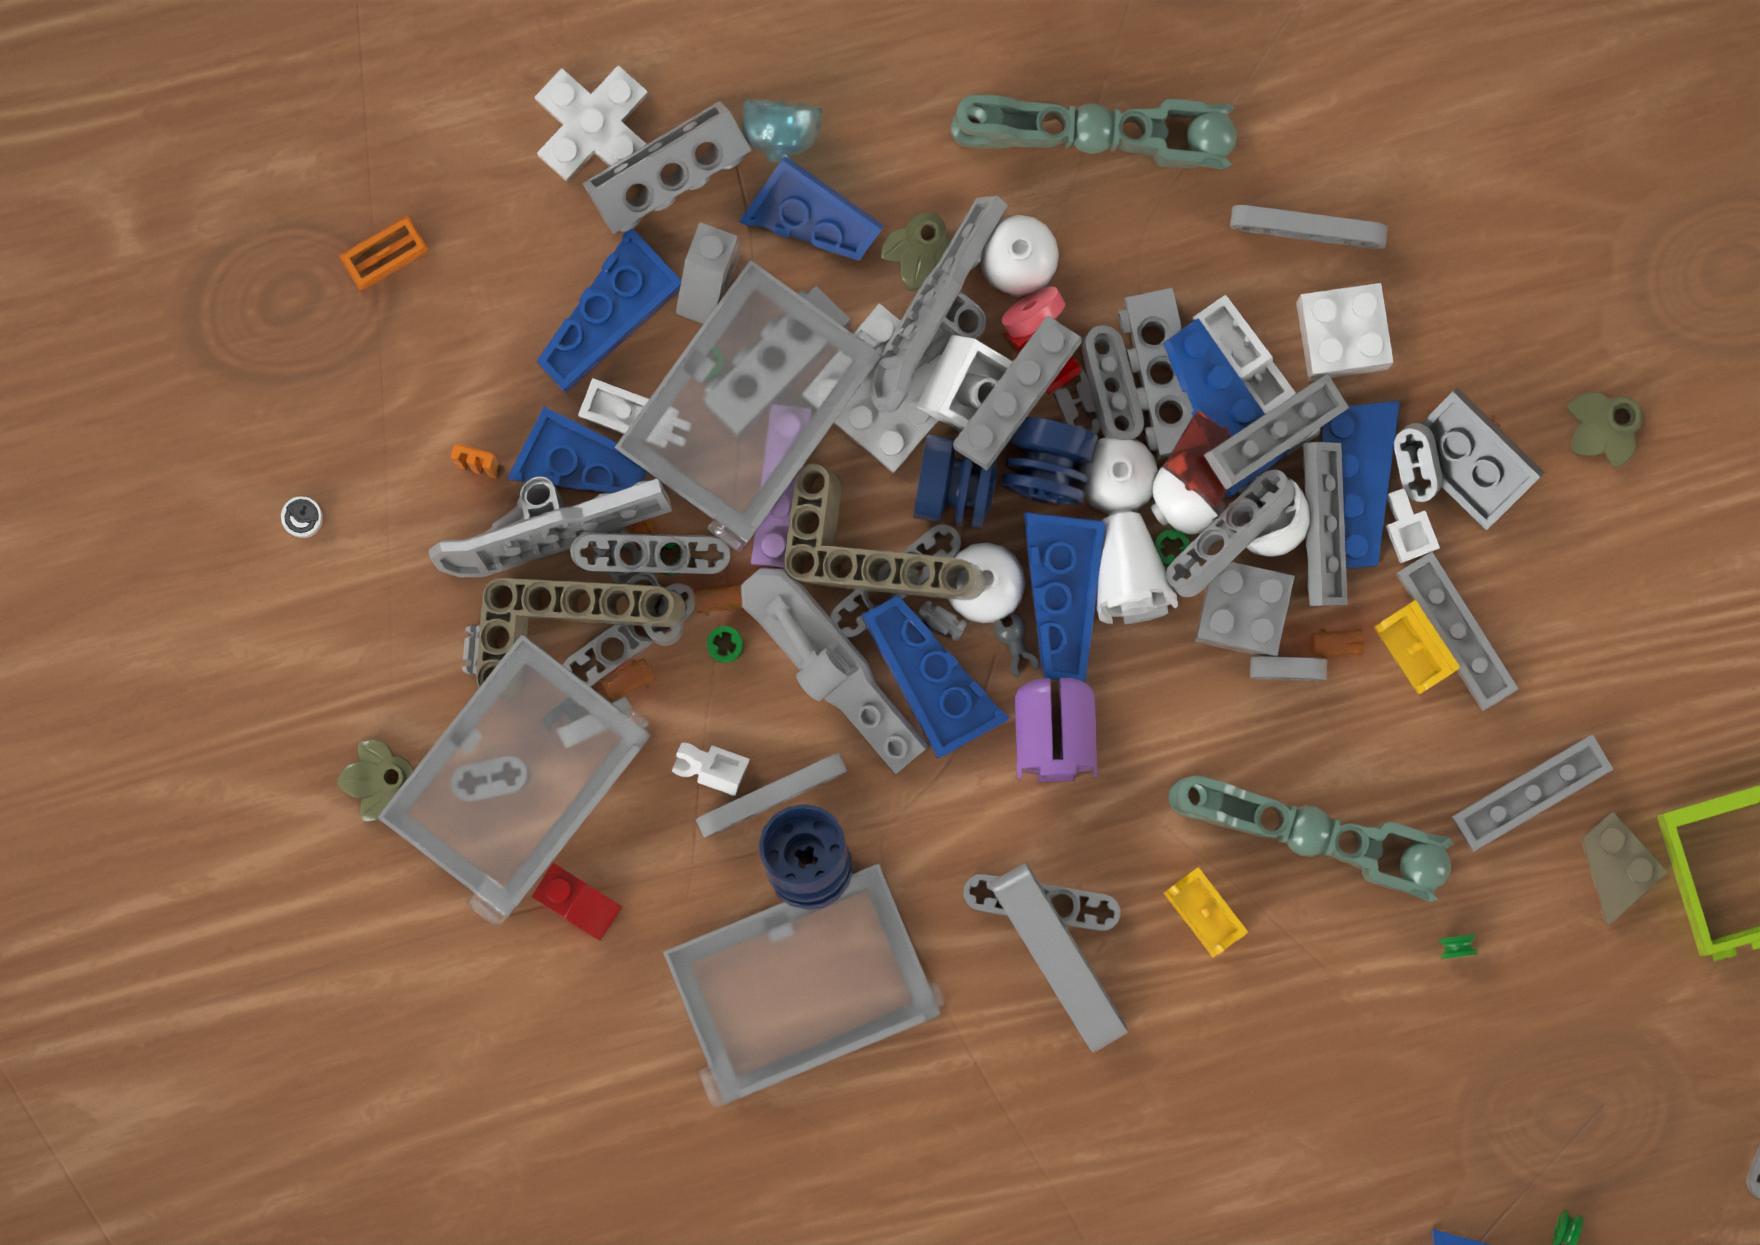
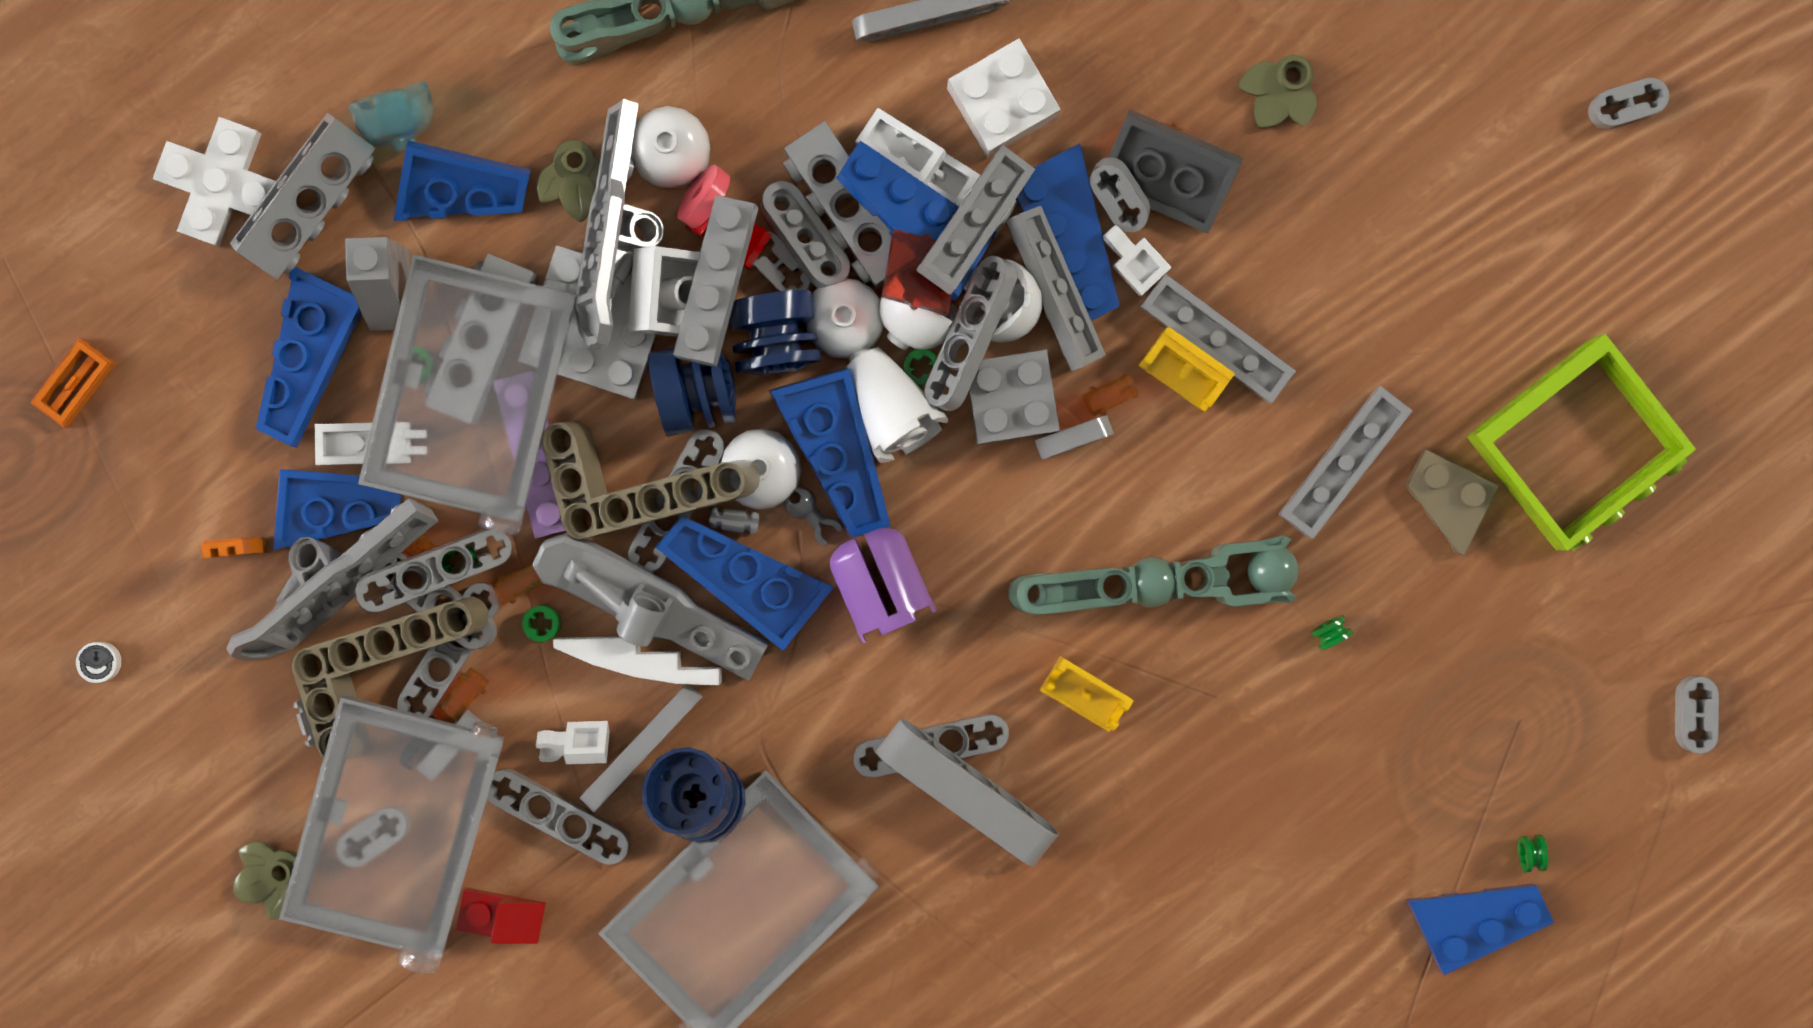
camera: 20 degrees left, 5 degrees up
(664, 831) = (554, 822): none -> light grey beam
(790, 704) = (626, 658): none -> white slope

